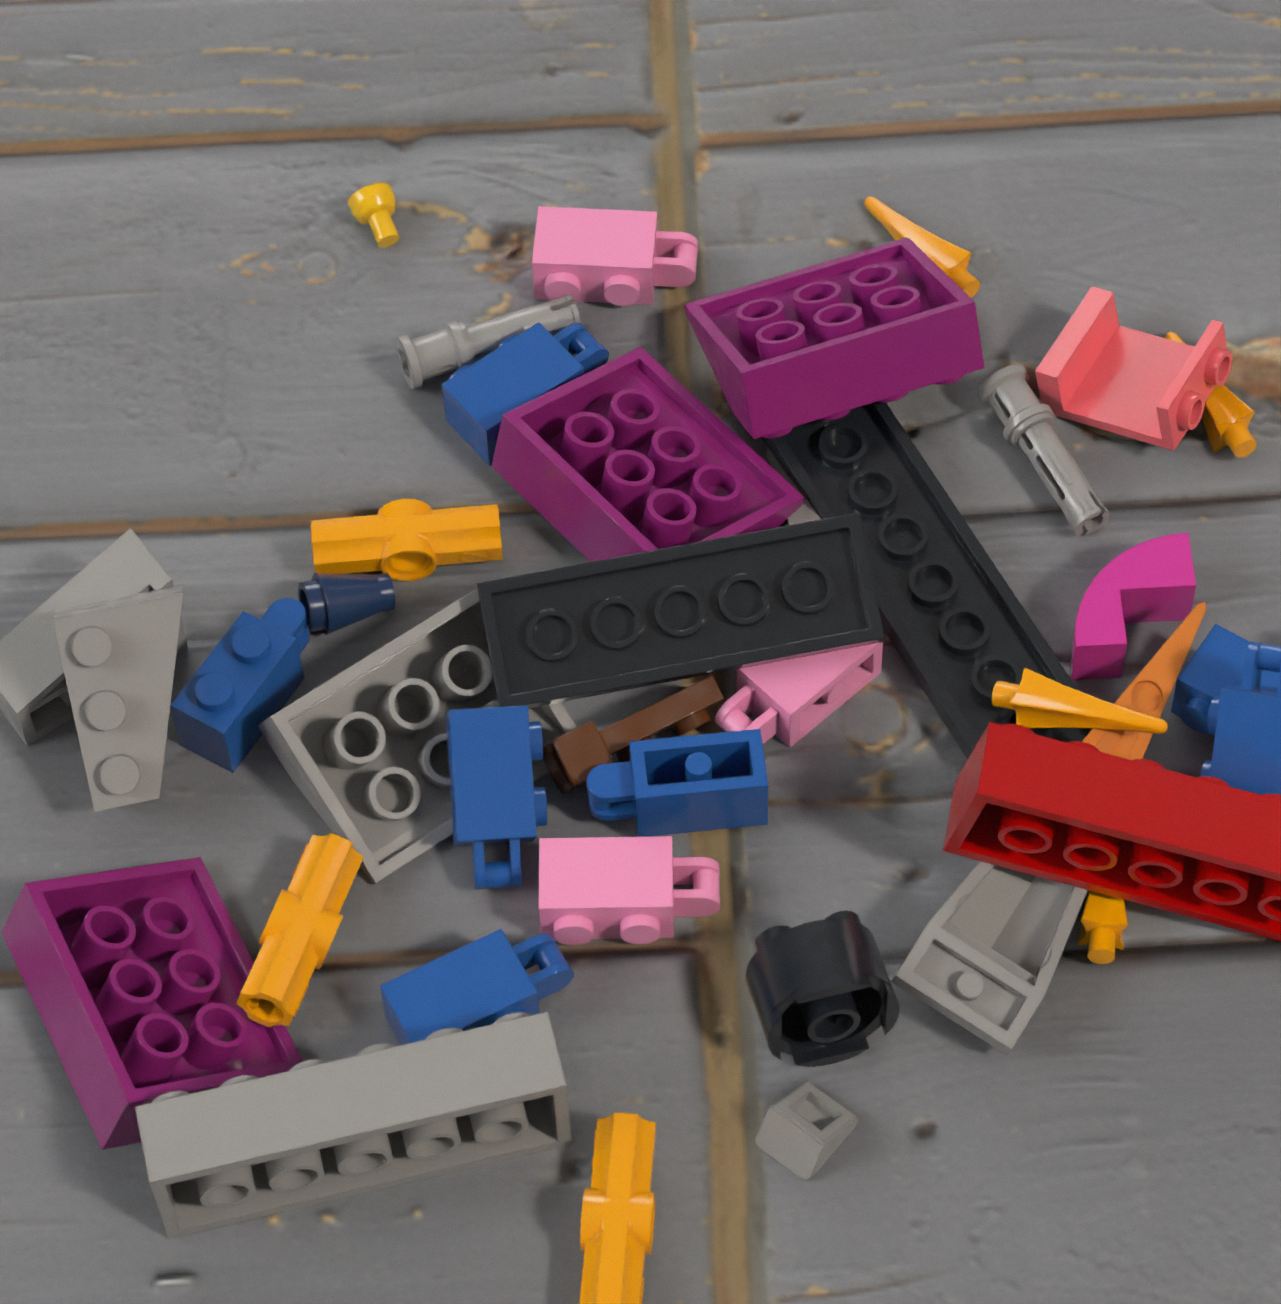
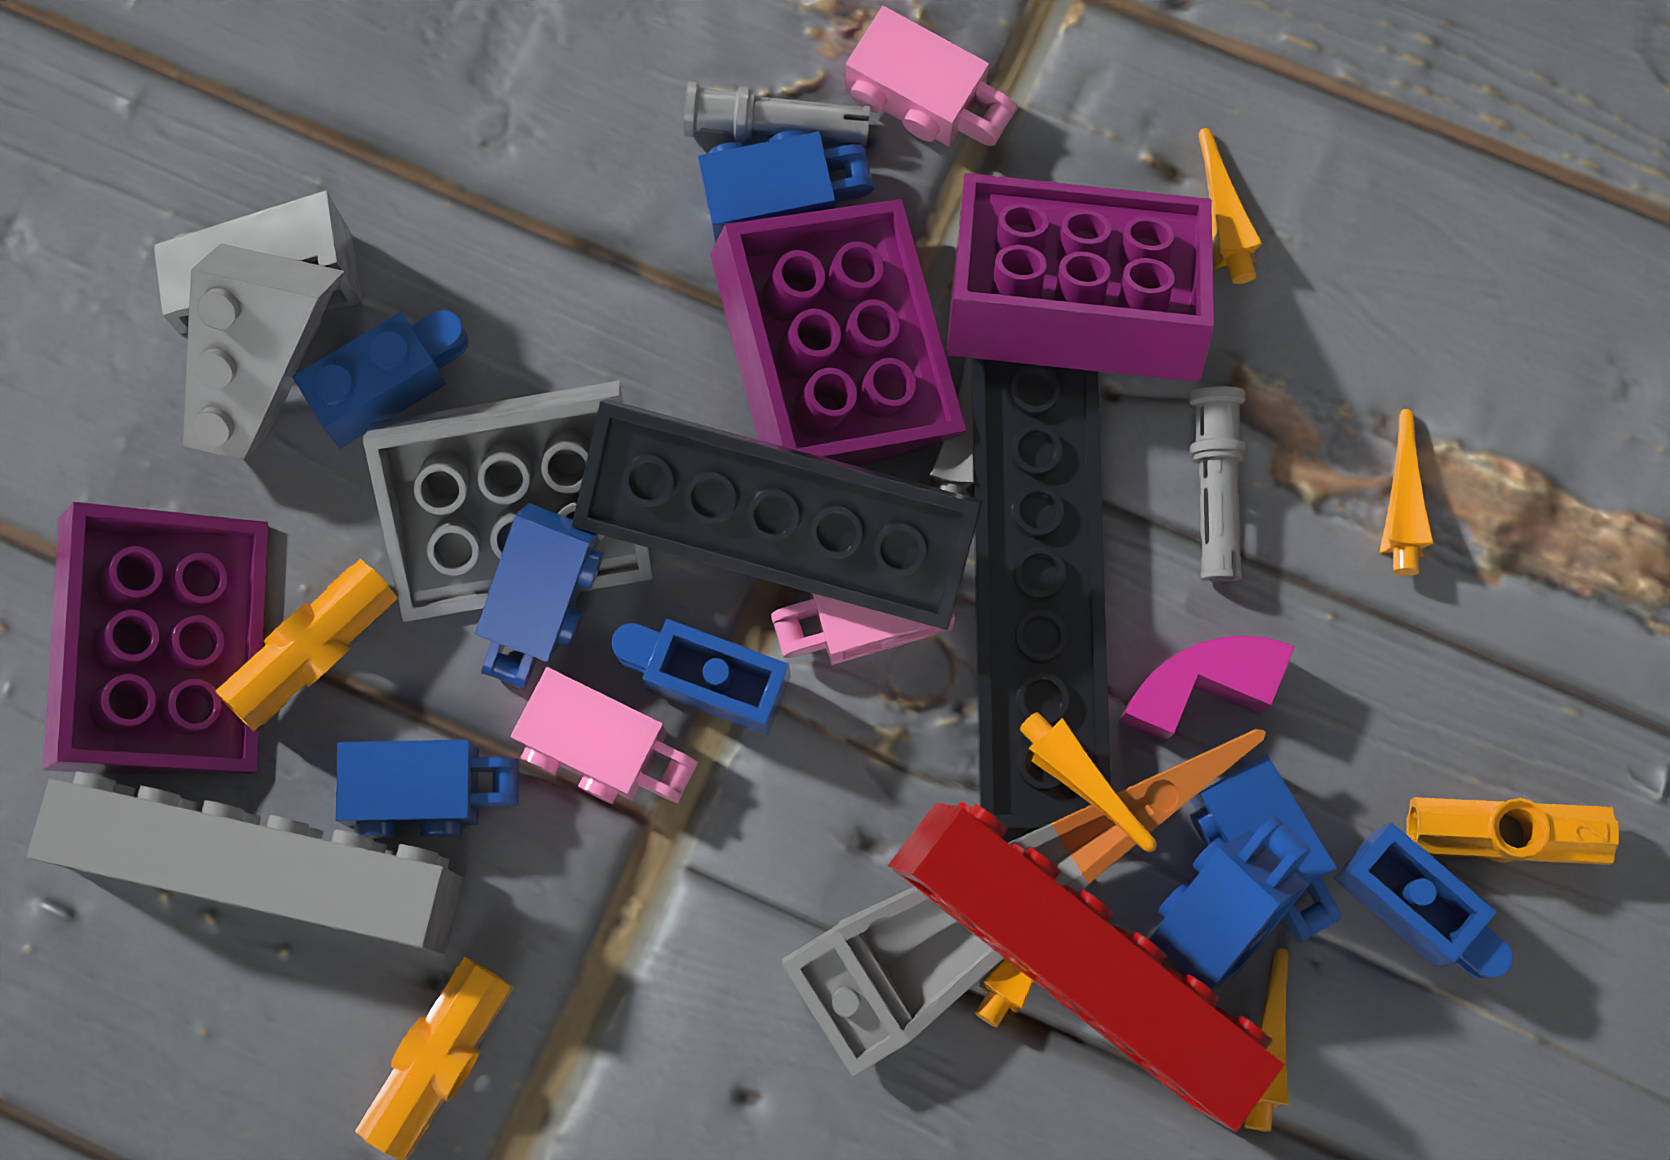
camera: 25 degrees right, 20 degrees up
(344, 599) = (510, 328): dark blue cone -> none
(406, 540) = (595, 294): light orange piece -> none
(582, 749) = (635, 594): reddish brown plate -> none
(804, 1129) = (646, 1046): light grey slope -> none
(820, 989) = (714, 937): black brick -> none
(1130, 377) = (1341, 446): coral panel -> none

